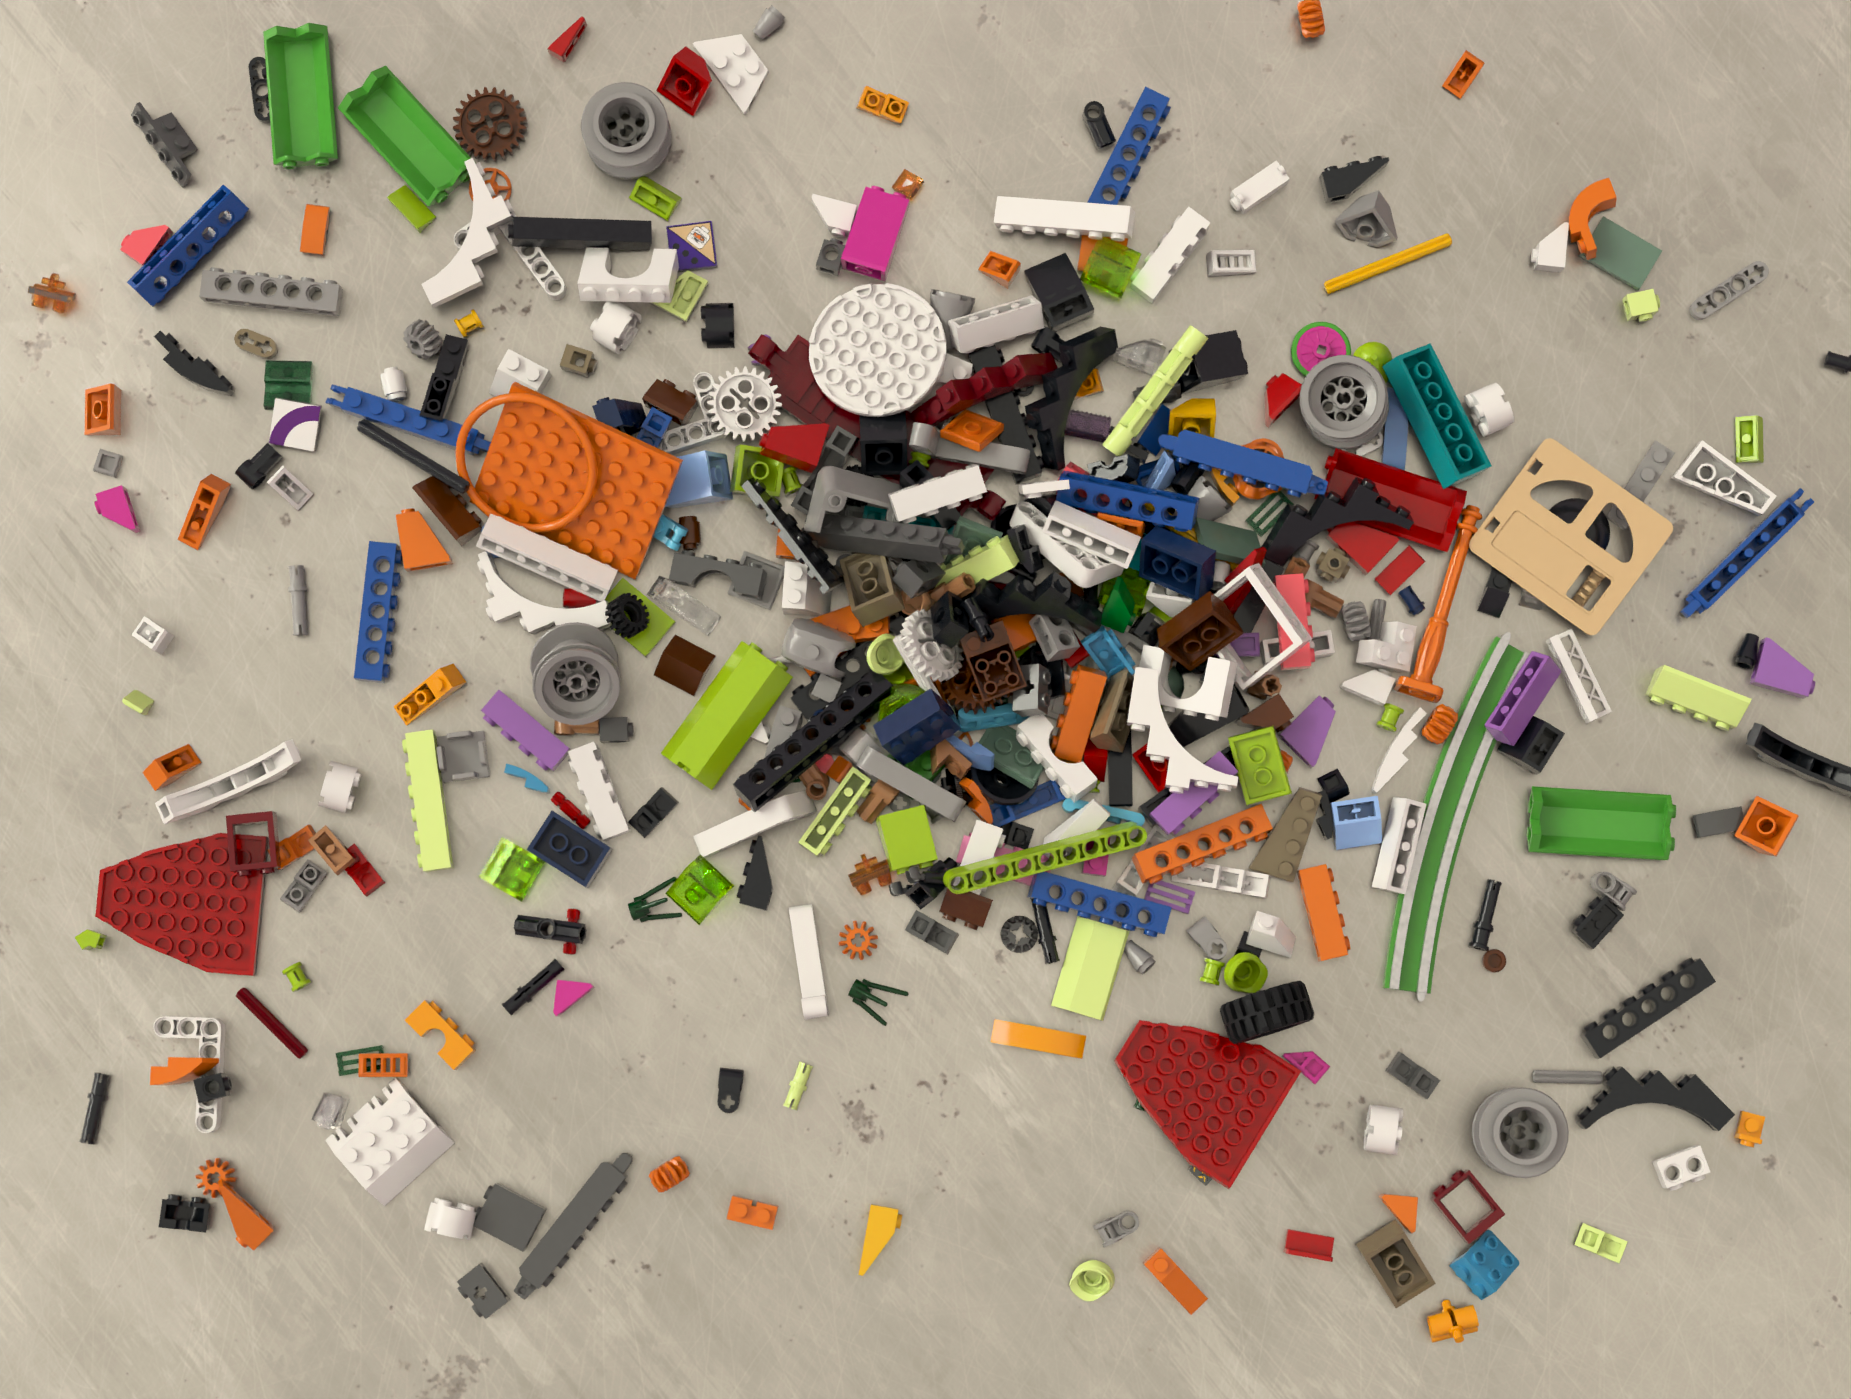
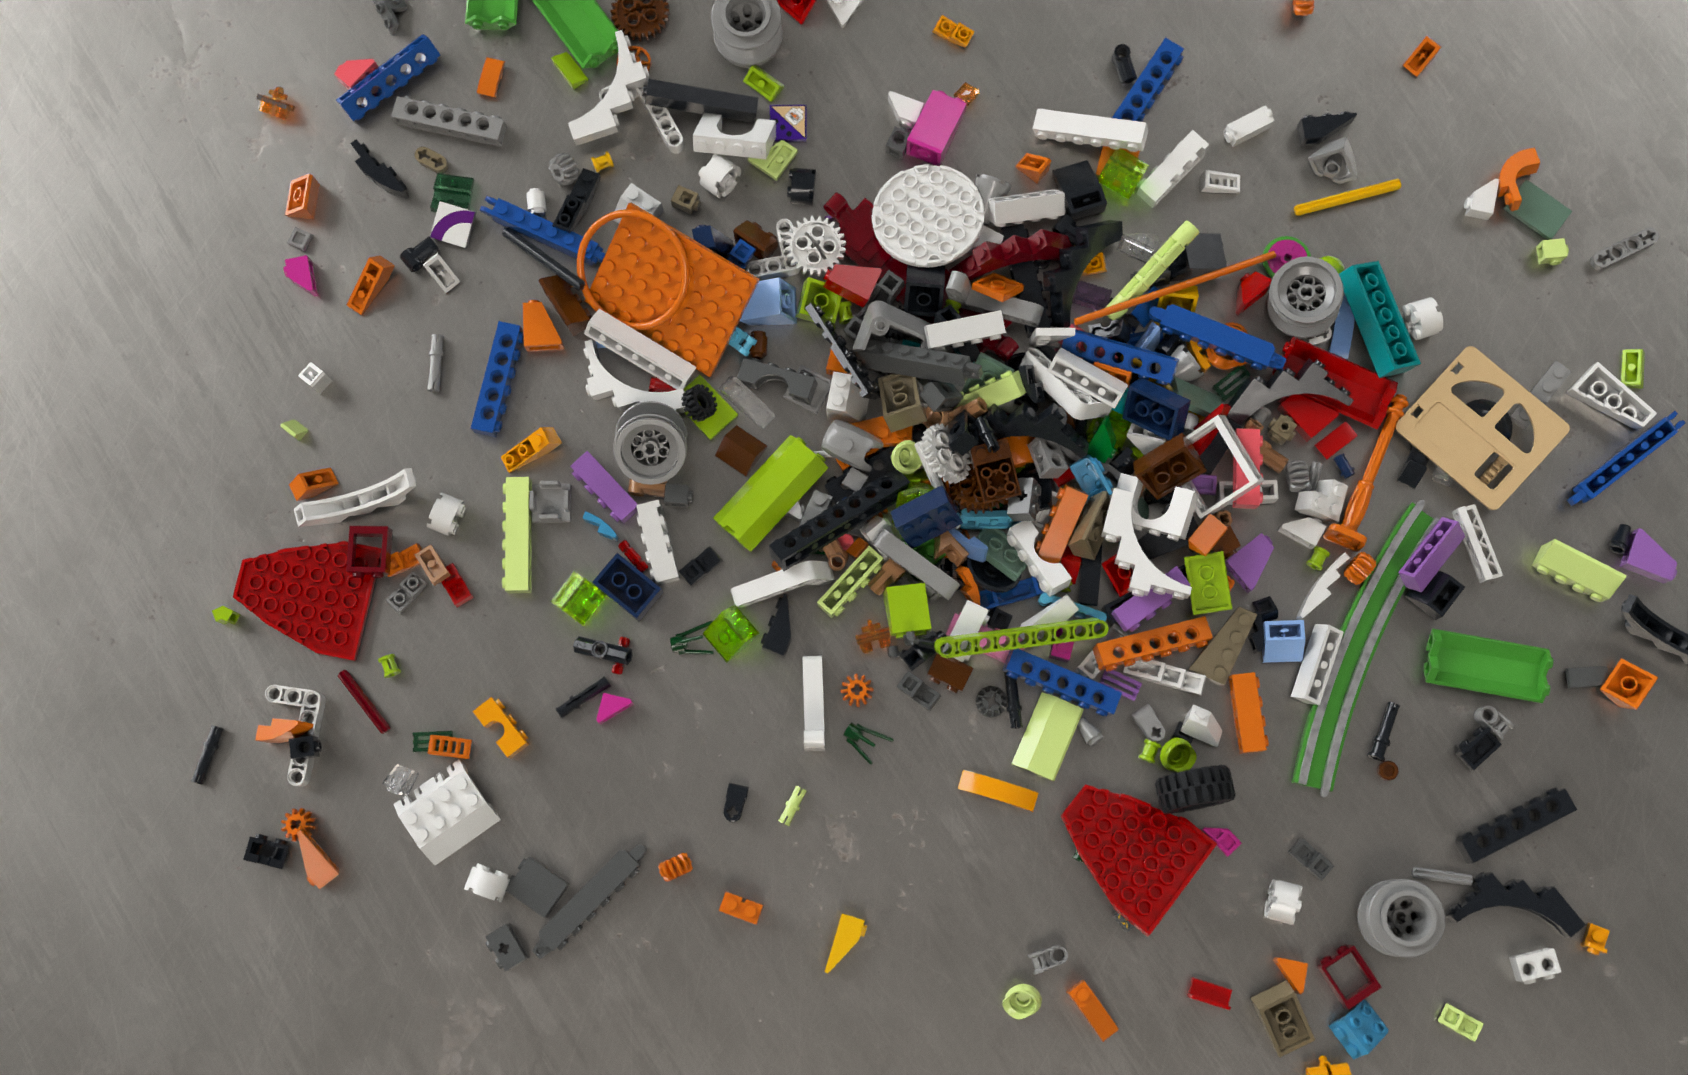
camera: 10 degrees right, 5 degrees down
(1187, 407) = (1174, 288): none -> orange piece
(1252, 709) = (1207, 535): none -> orange slope

